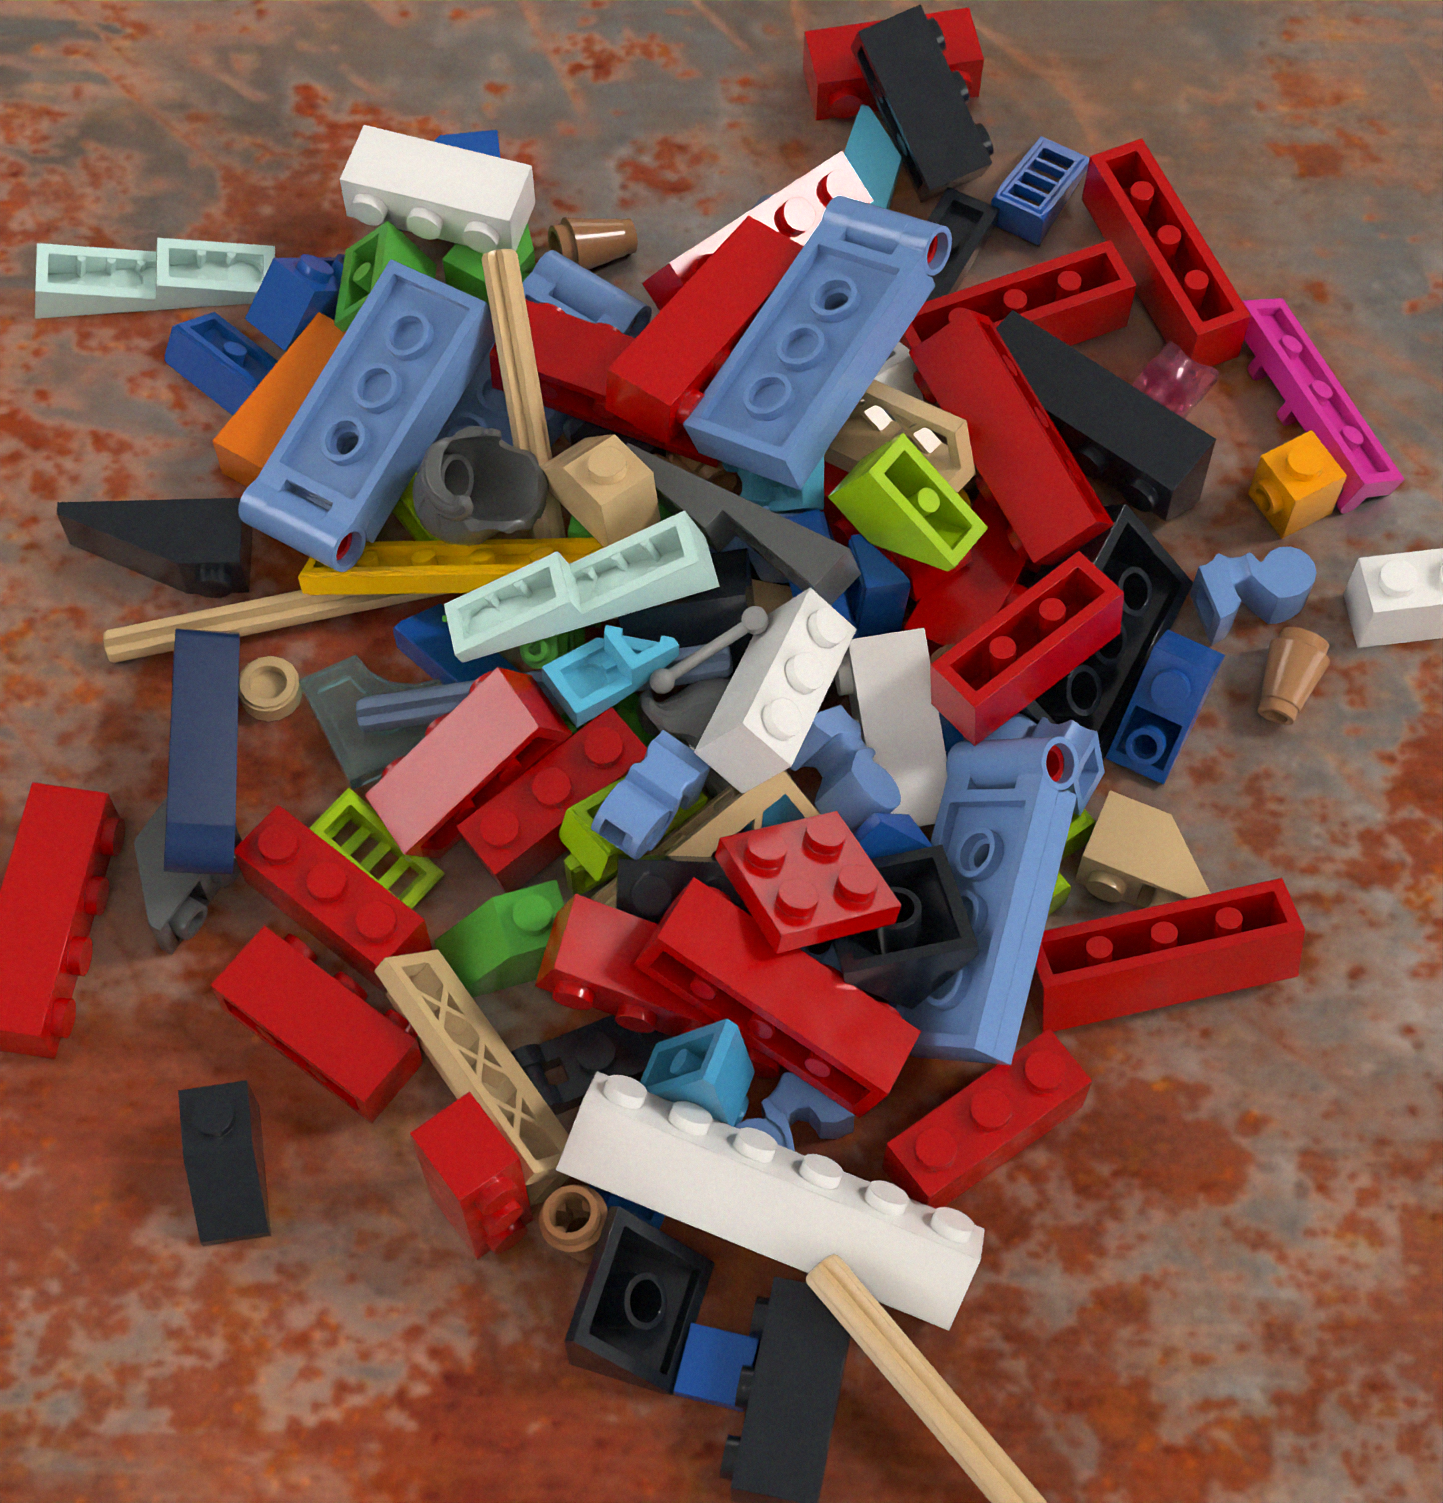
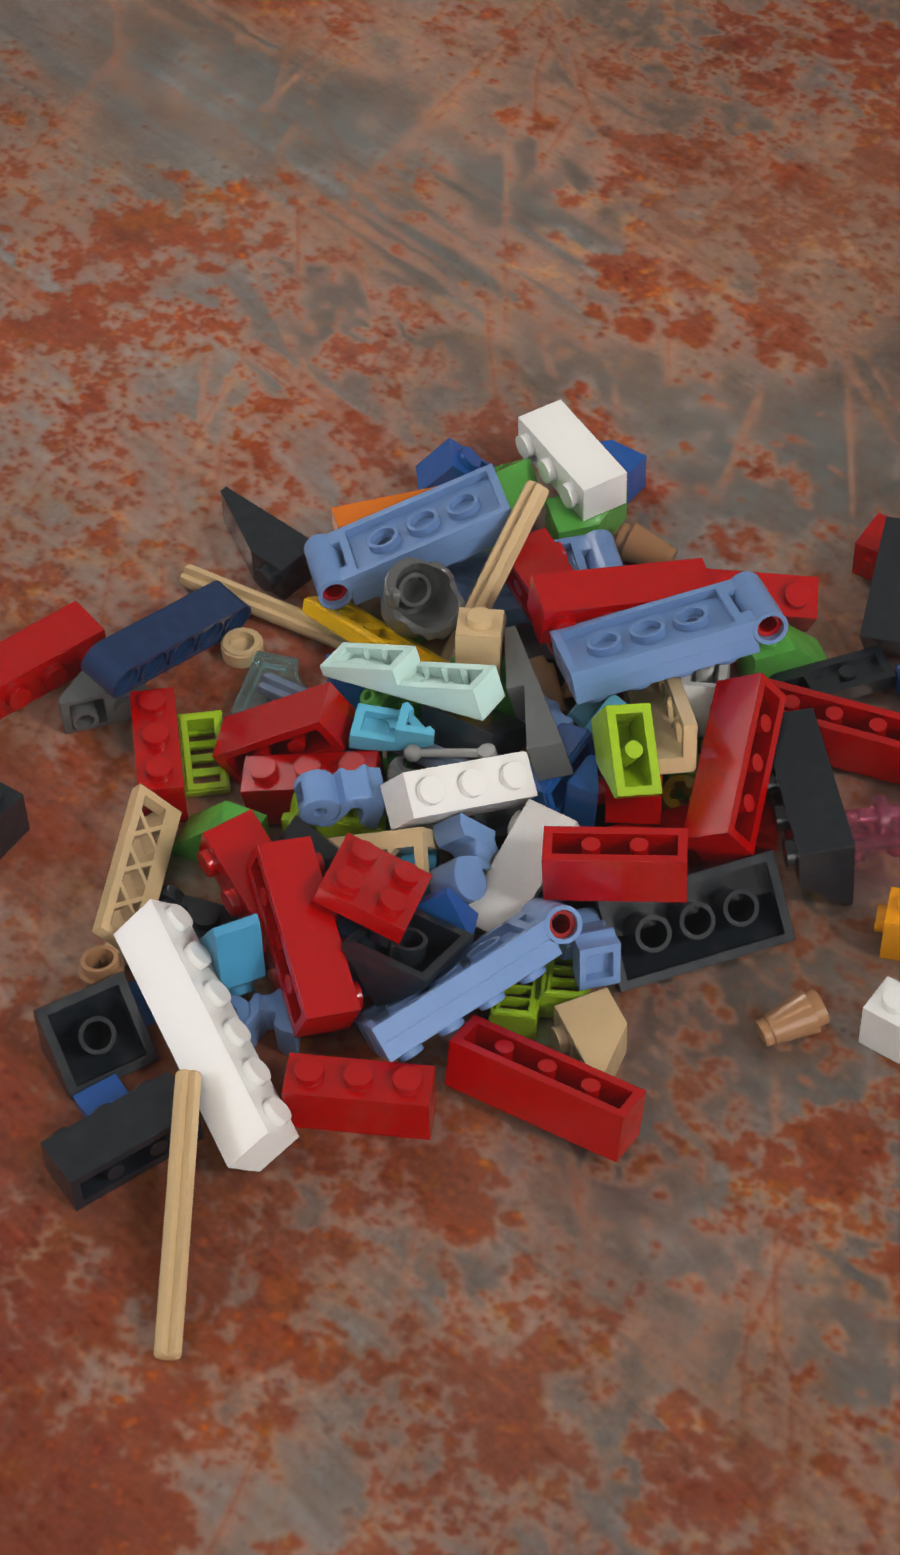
camera: 45 degrees right, 15 degrees down
(123, 280) = (379, 413): light aqua slope -> none
(218, 359) = (388, 474): blue slope -> none
(319, 1022) = (91, 803): red brick -> none
(474, 1177) = (68, 901): red brick -> none
(873, 157) = (844, 610): medium azure slope -> none
(1165, 706) = (699, 978): blue slope -> none
(1269, 588) = (837, 966): medium blue leg -> none

